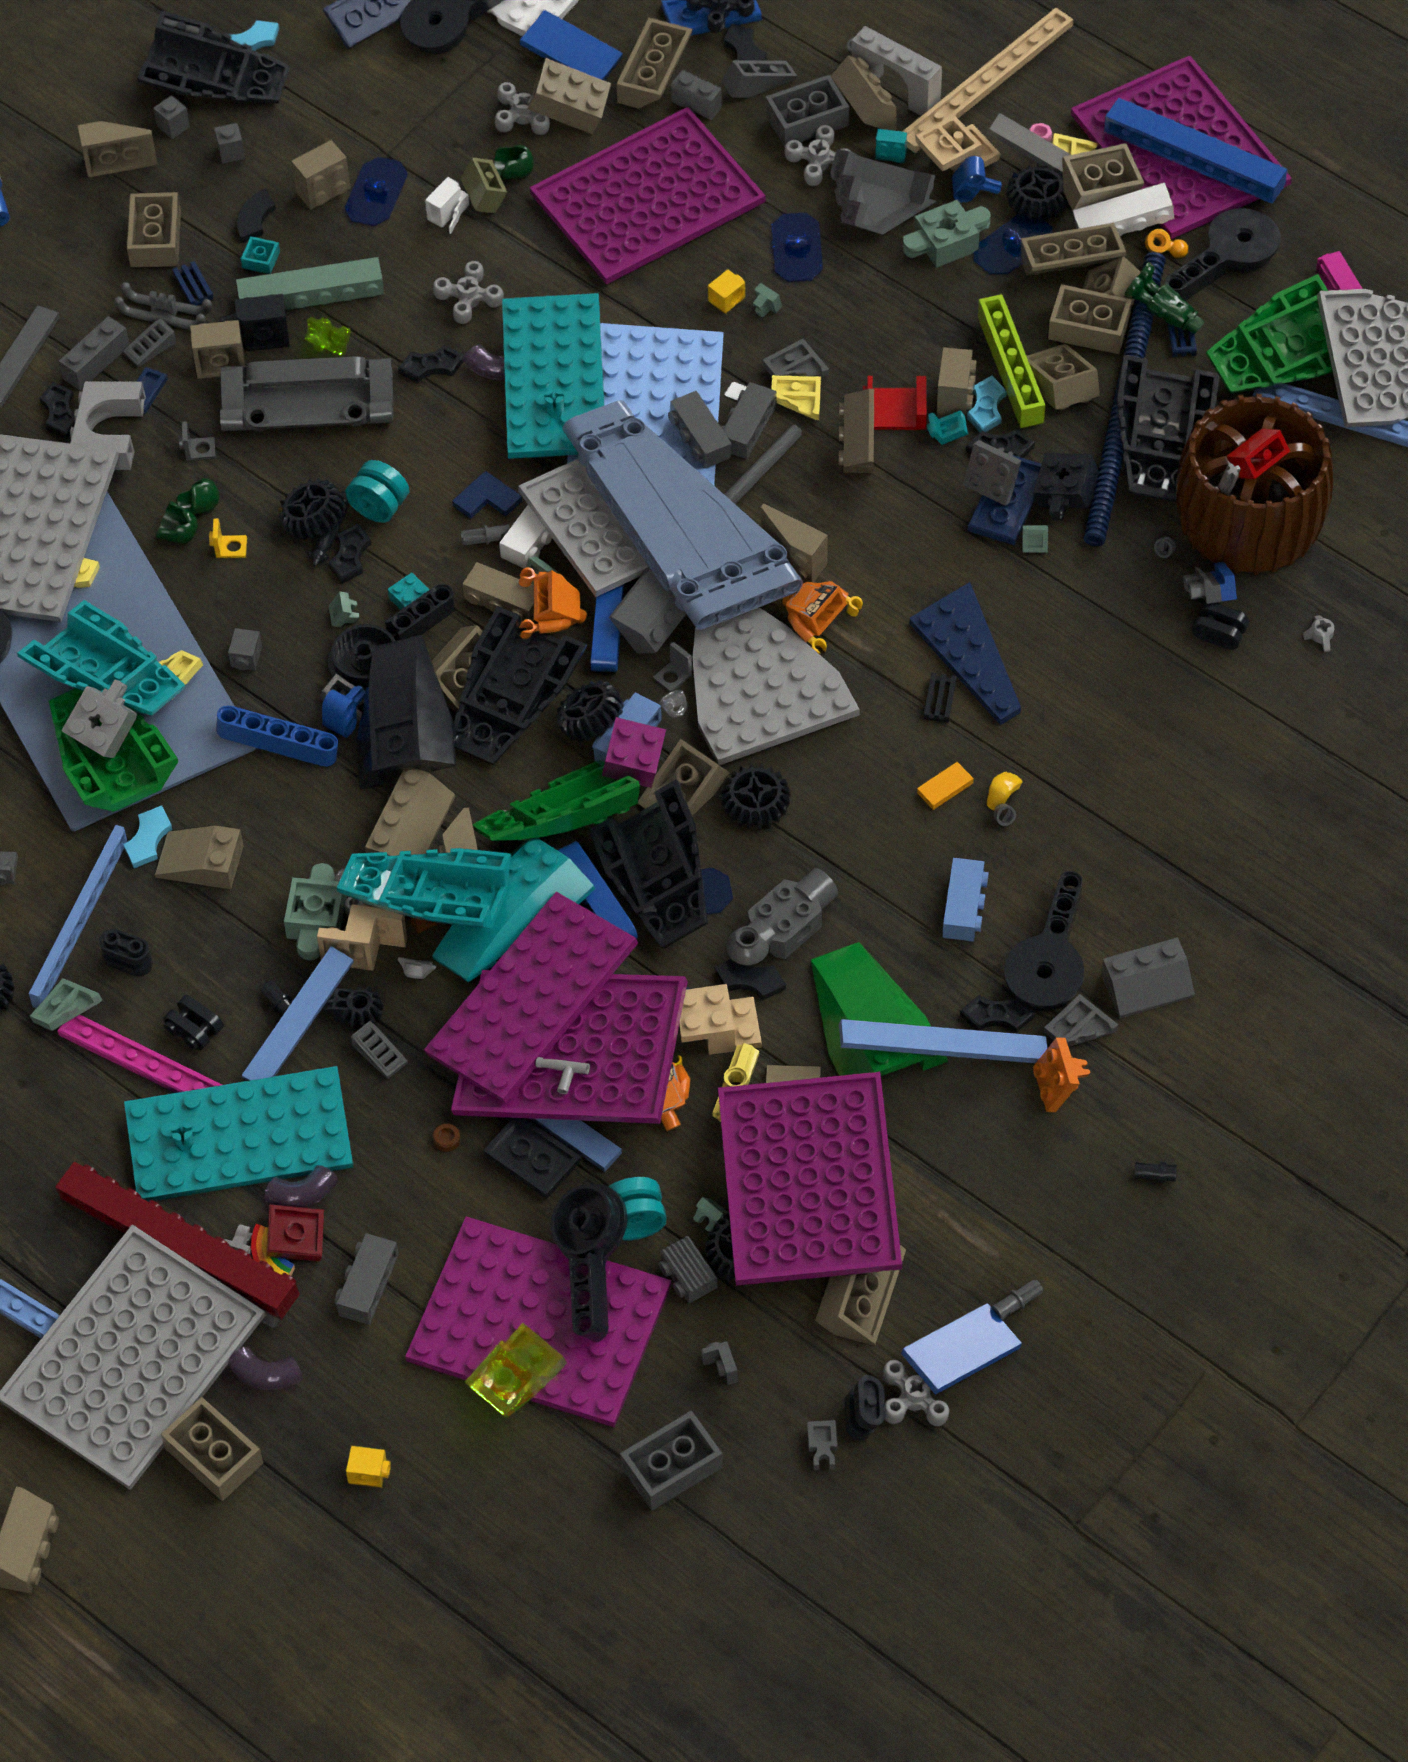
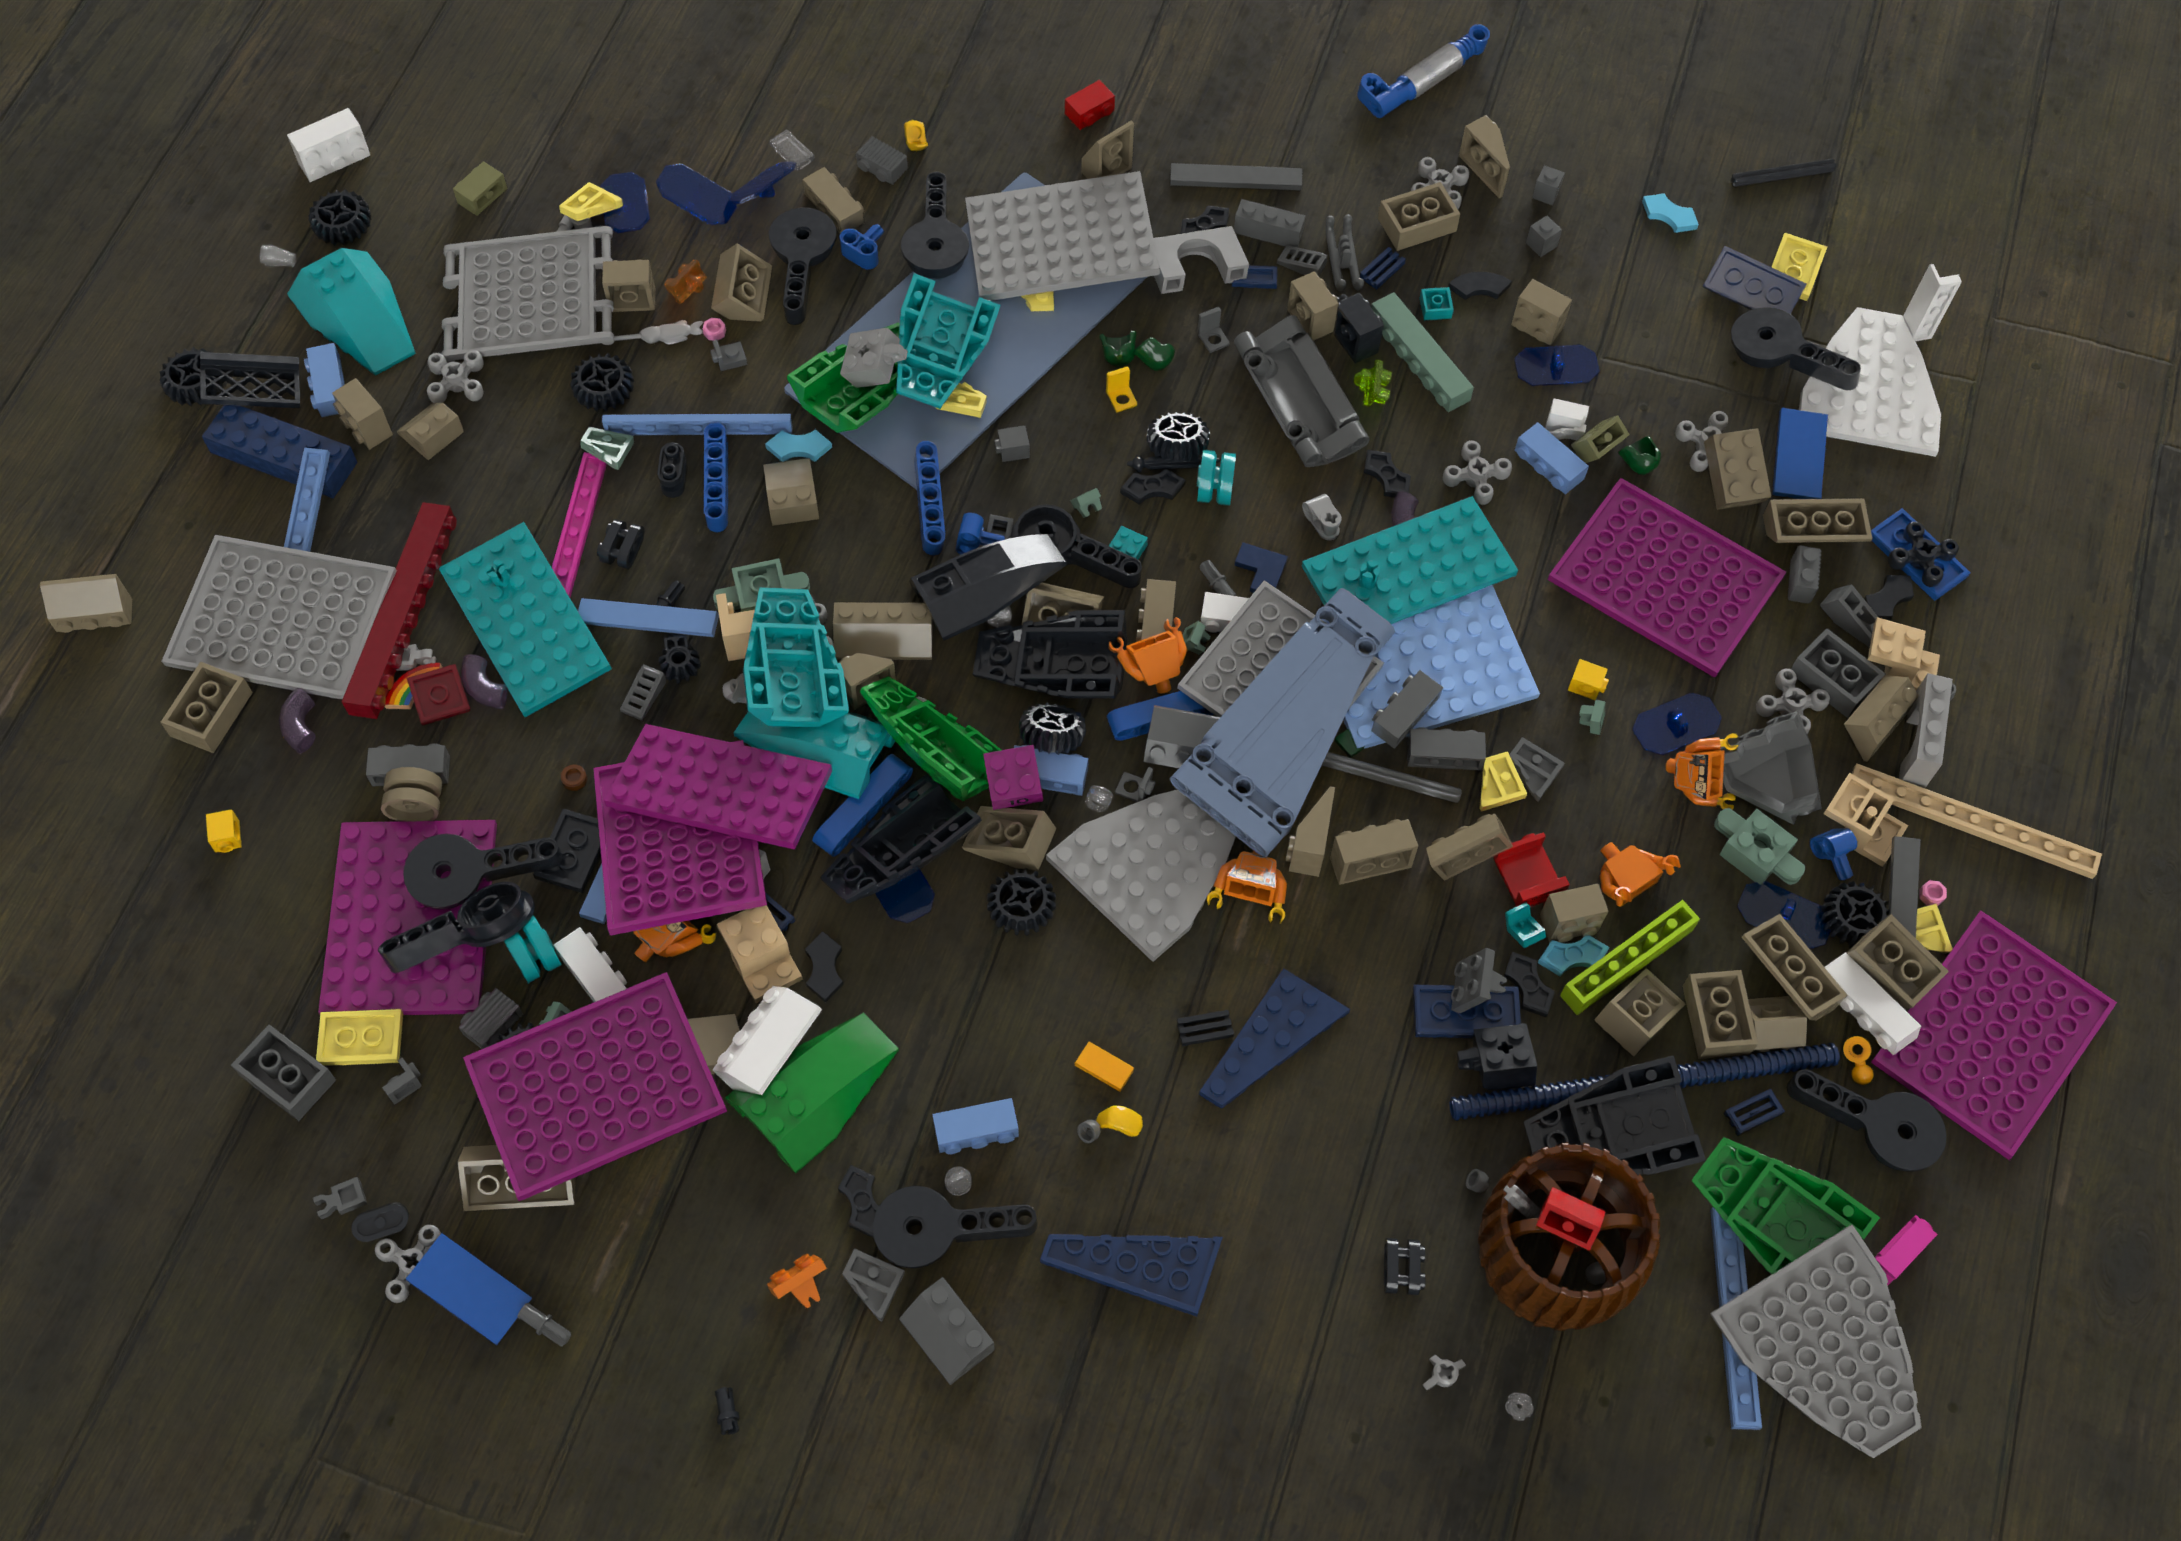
camera: 65 degrees right, 5 degrees up
(117, 201) = (1458, 177): none -> light grey gear
(144, 908) = (716, 446): none -> blue beam
(204, 63) = (1617, 189): black wedge -> none
(412, 1275) = (411, 794): none -> dark tan wheel
(453, 426) = (1323, 516): none -> light grey piece
(481, 231) = (1551, 458): none -> medium blue brick
(516, 1371) = (338, 912): clear neon green slope -> none
(522, 1240) = (468, 867): none -> black beam
(568, 1069) = (645, 841): light grey piece -> none
(656, 1389) = (359, 1037): none -> light yellow plate
(682, 1166) = (589, 966): none -> white brick
(734, 390) = (1483, 727): white sticker -> none
(739, 1070) = (717, 992): light yellow piece -> none
(783, 919) = (889, 970): dark grey brick -> none
(810, 56) = (1902, 651): none -> tan bracket
(811, 1030) = (766, 1040): none -> white slope
(830, 501) = (1373, 851): none -> dark tan brick
(859, 240) = (1701, 771): none -> orange torso
(891, 145) = (1838, 761): teal piece -> none
(930, 329) = (1632, 871): none -> orange torso
(941, 1041) = (793, 1158): medium blue tile -> none
(1008, 931) = (958, 1181): none -> clear tile
(1035, 539) = (1428, 1052): sand green tile -> none
(1148, 809) = (1146, 1266): none -> dark blue wing
(1163, 301) = (1772, 1080): dark green piece -> none
(1195, 150) = (1989, 1047): blue brick -> none
(1212, 585) = (1442, 1239): dark grey hips -> none
(1369, 583) = (1524, 1400): none -> clear plate

